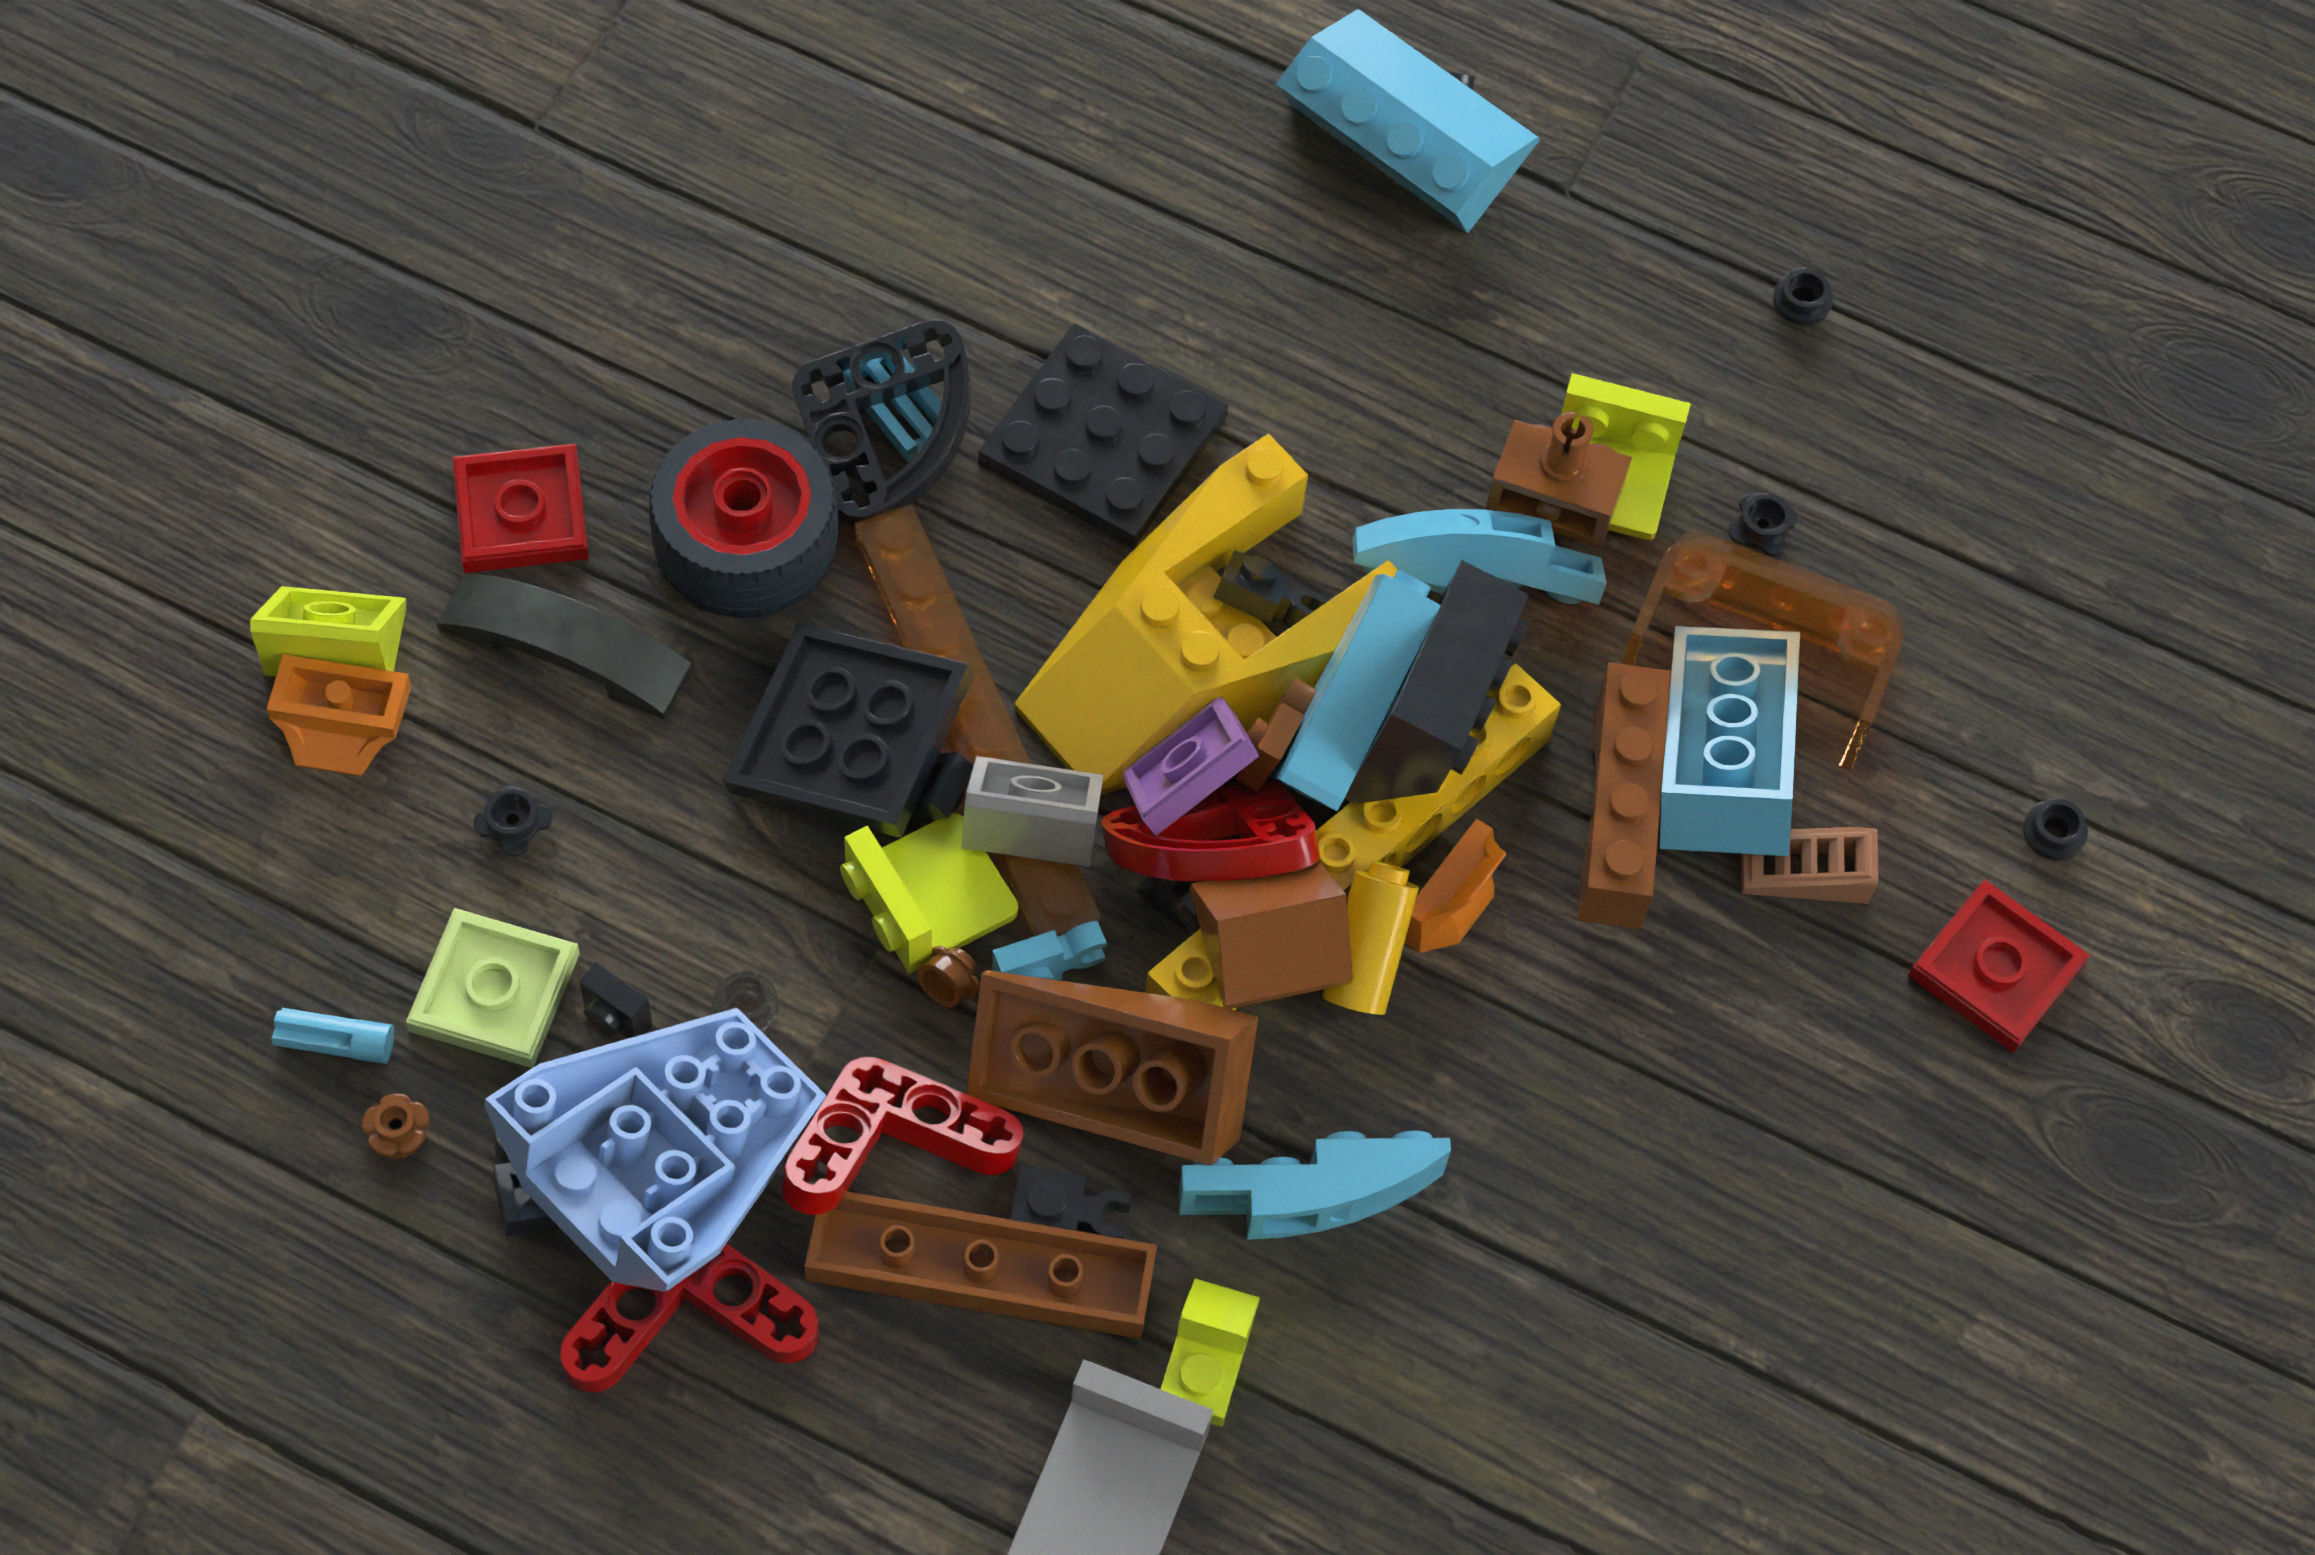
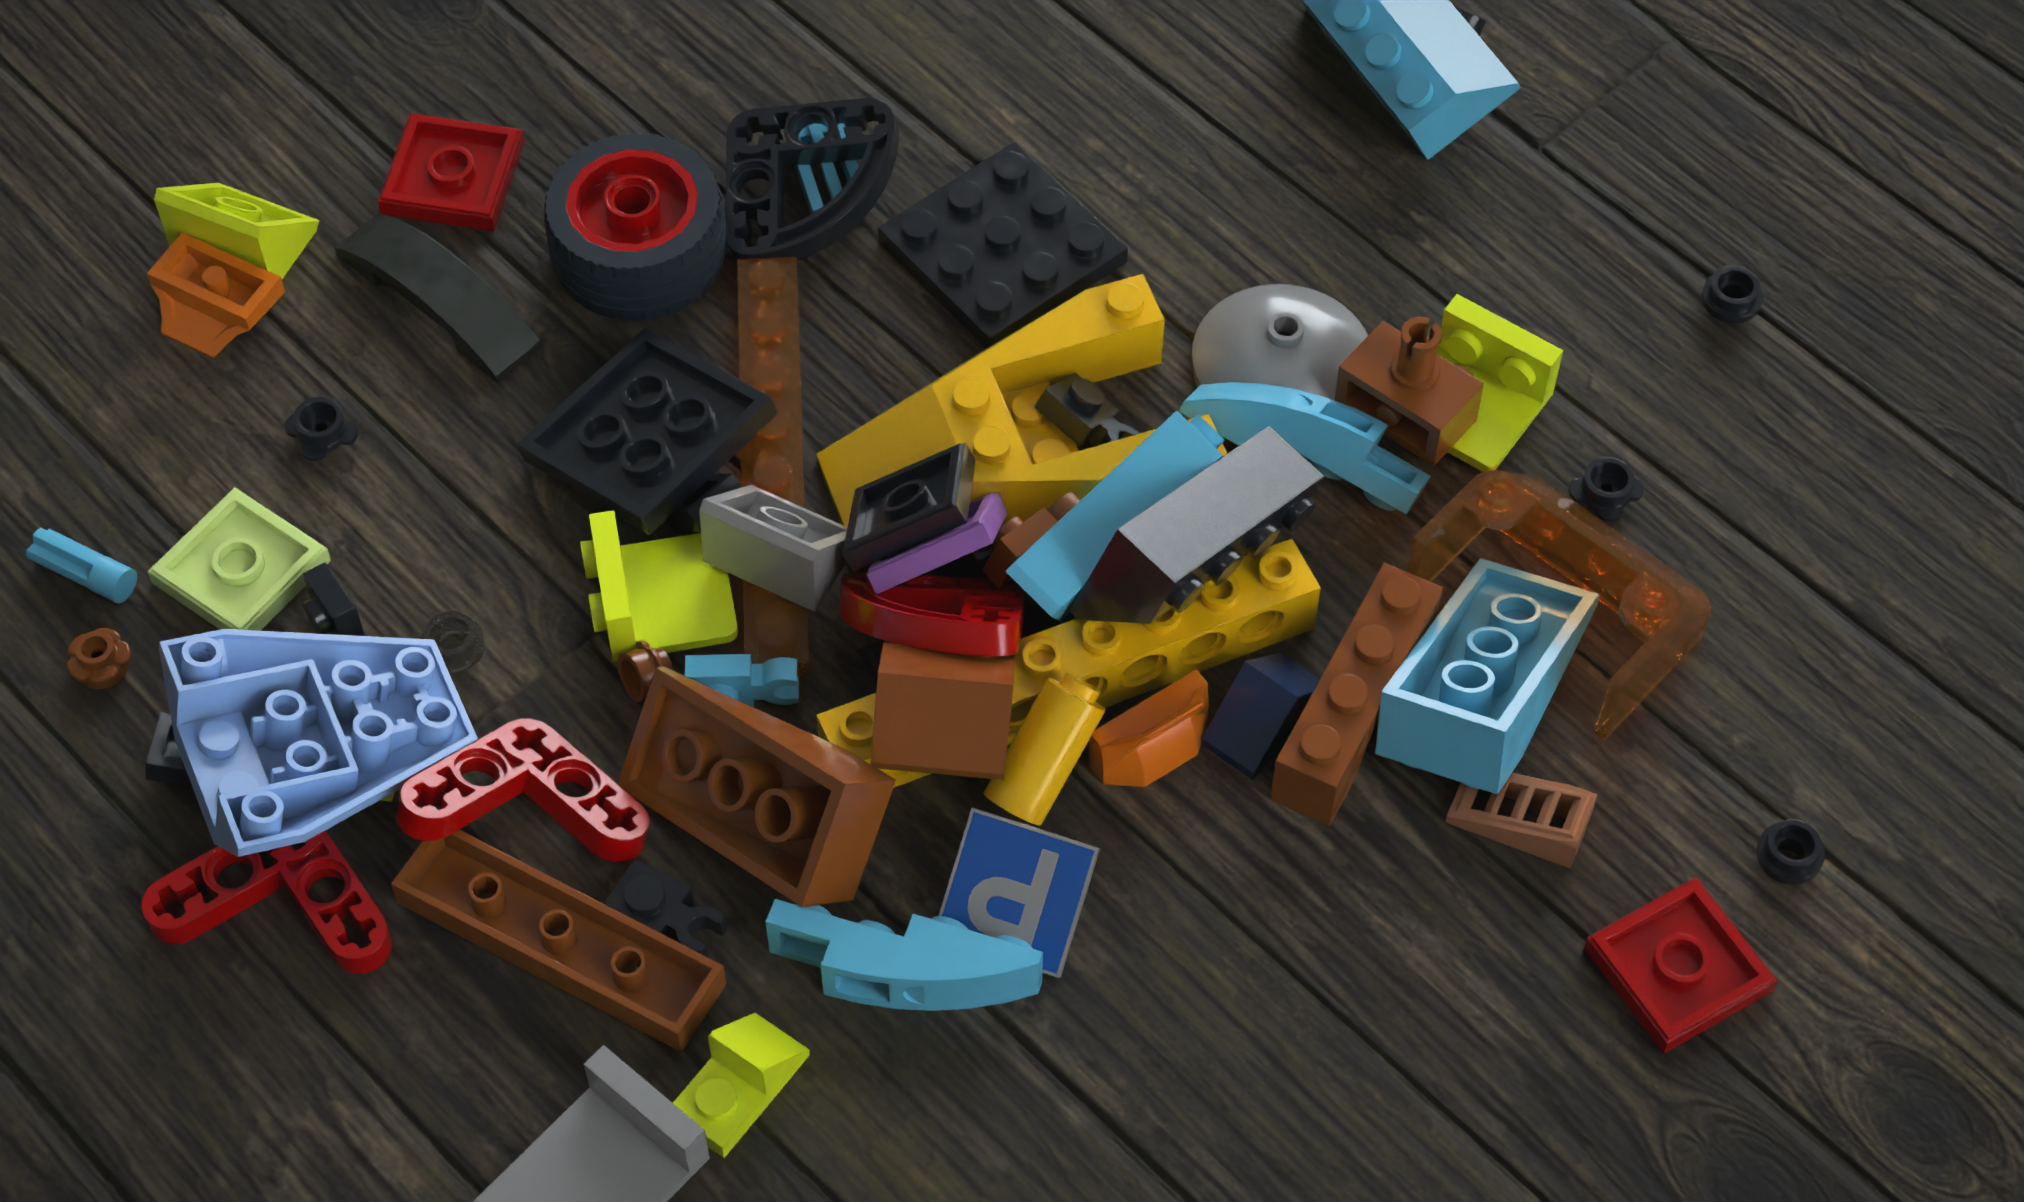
camera: 25 degrees right, 5 degrees down
(1151, 738) = (909, 506): none -> black tile
(1377, 478) = (1244, 344): none -> light grey dish
(1394, 1077) = (1020, 884): none -> blue piece
(1542, 840) = (1259, 712): none -> dark blue slope

